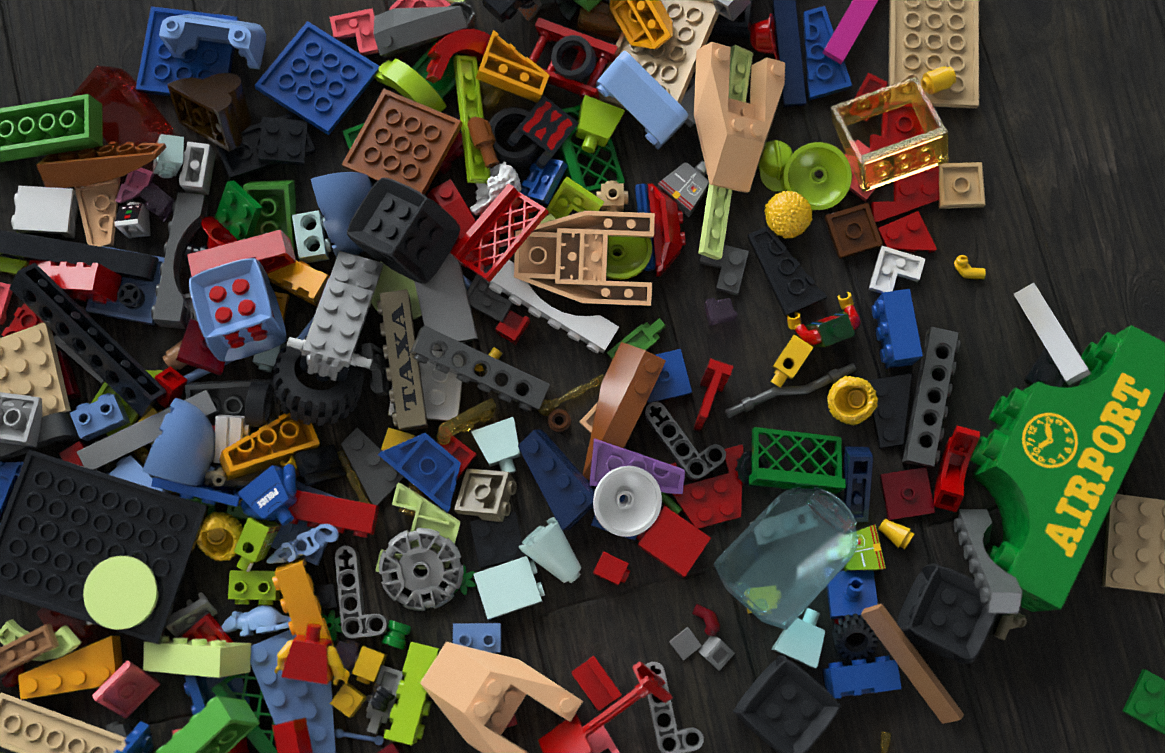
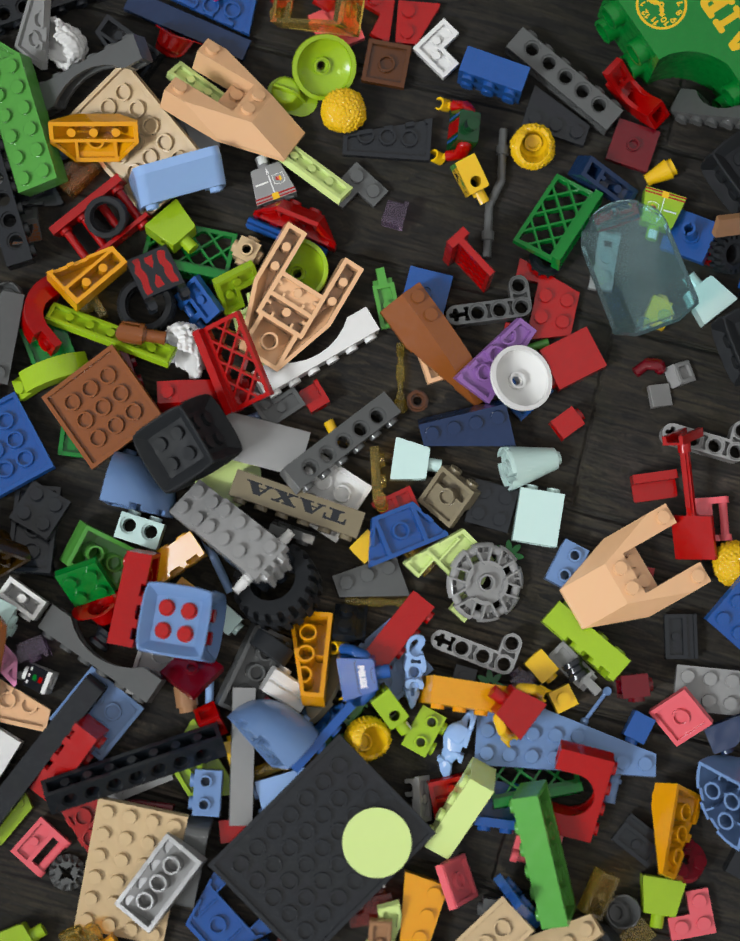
camera: 65 degrees left, 5 degrees up
(127, 292) = (110, 716): black wheel -> none
(214, 478) = (316, 715): dark tan arm -> none
(397, 633) = (528, 631): green wheel -> none

